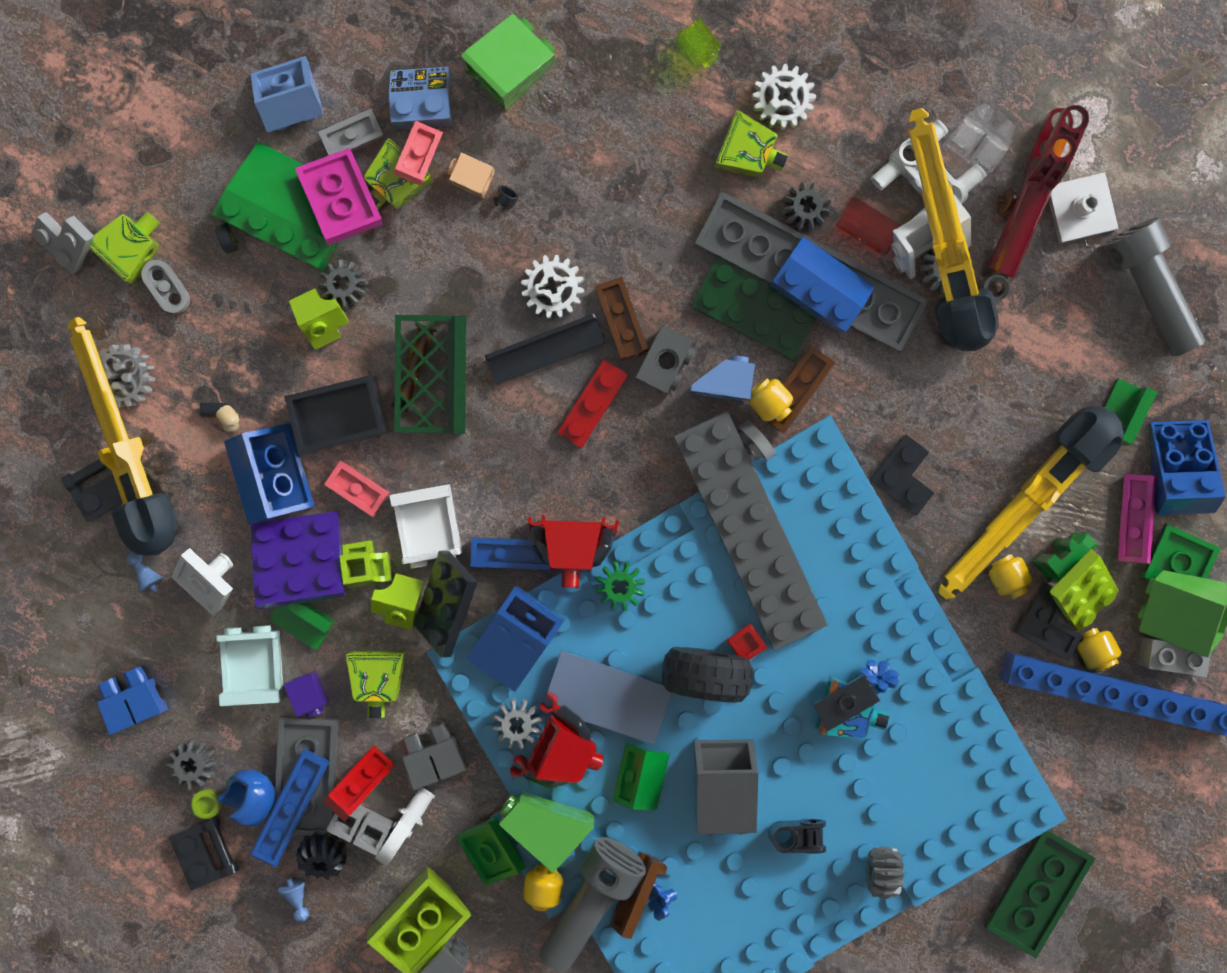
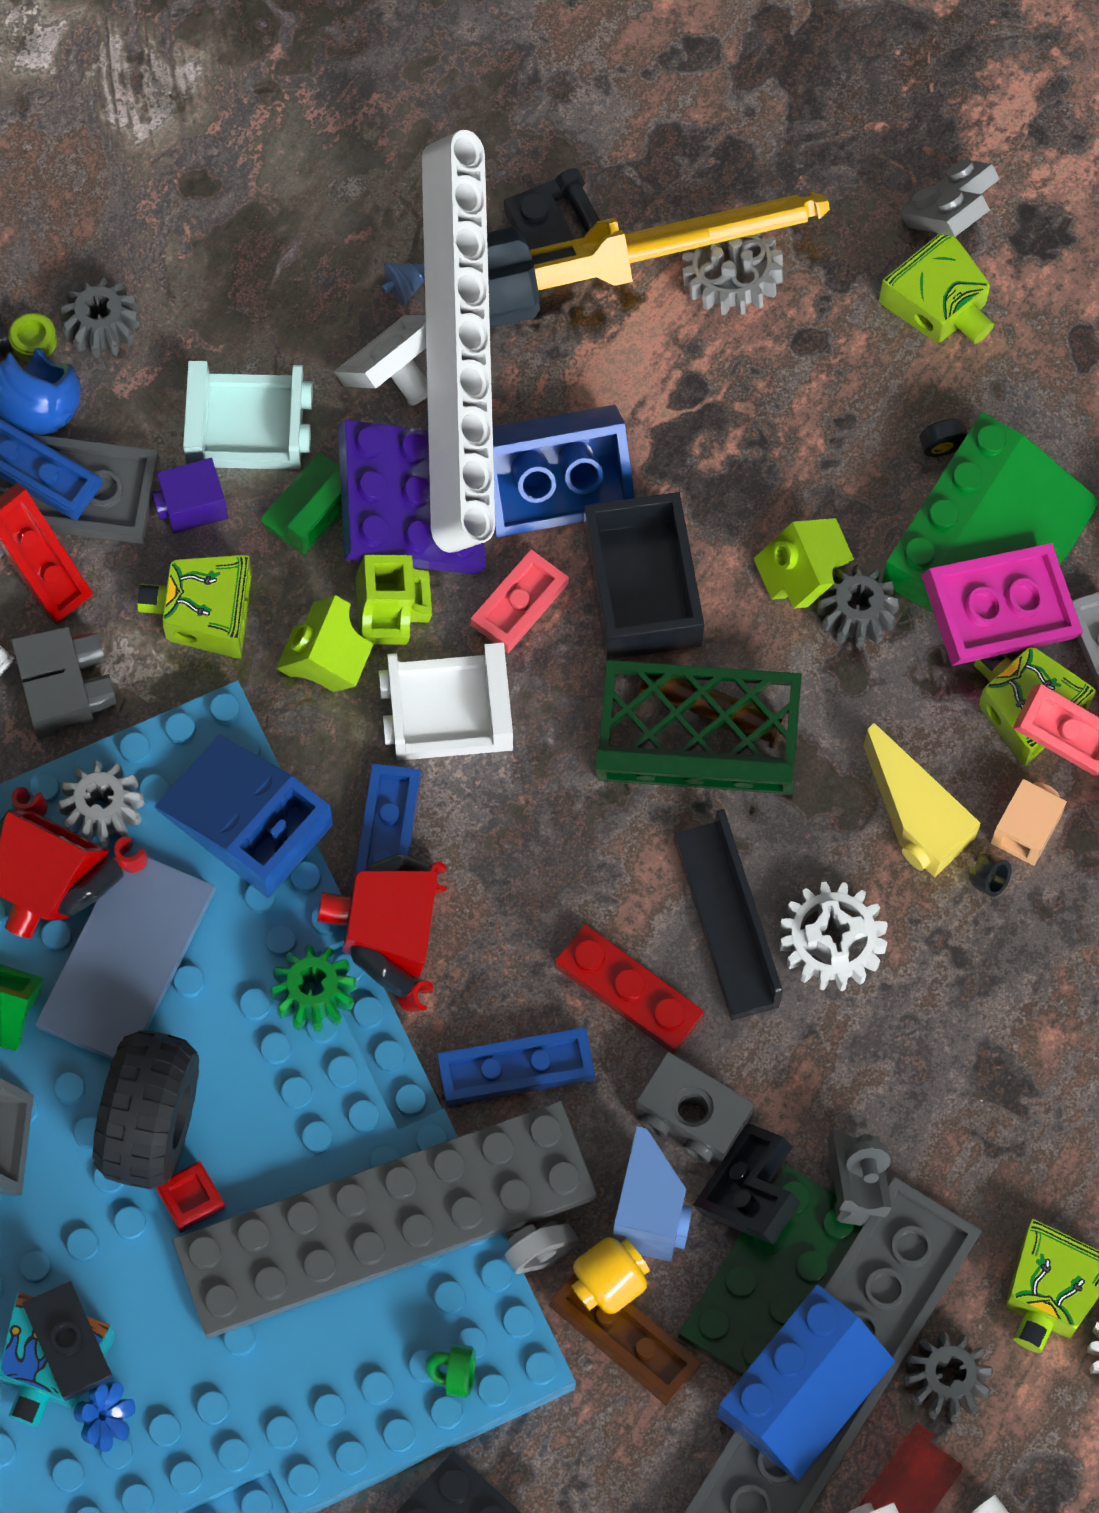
camera: 90 degrees right, 20 degrees down
(130, 706) = (205, 238): blue hips -> none
(166, 287) = (867, 343): light grey plate -> none
(195, 540) = (458, 342): none -> white beam
(224, 414) = (660, 412): tan arm -> none
(445, 603) = (315, 708): black plate -> none
(470, 240) = (923, 814): none -> light yellow slope
(621, 319) = (771, 1045): reddish brown hinge -> none
(647, 465) = (516, 1066): none -> blue plate
(698, 262) = (859, 1176): none -> dark grey hips
(709, 331) = (741, 1189): none -> black plate
(836, 481) = (460, 1370): none -> green tile

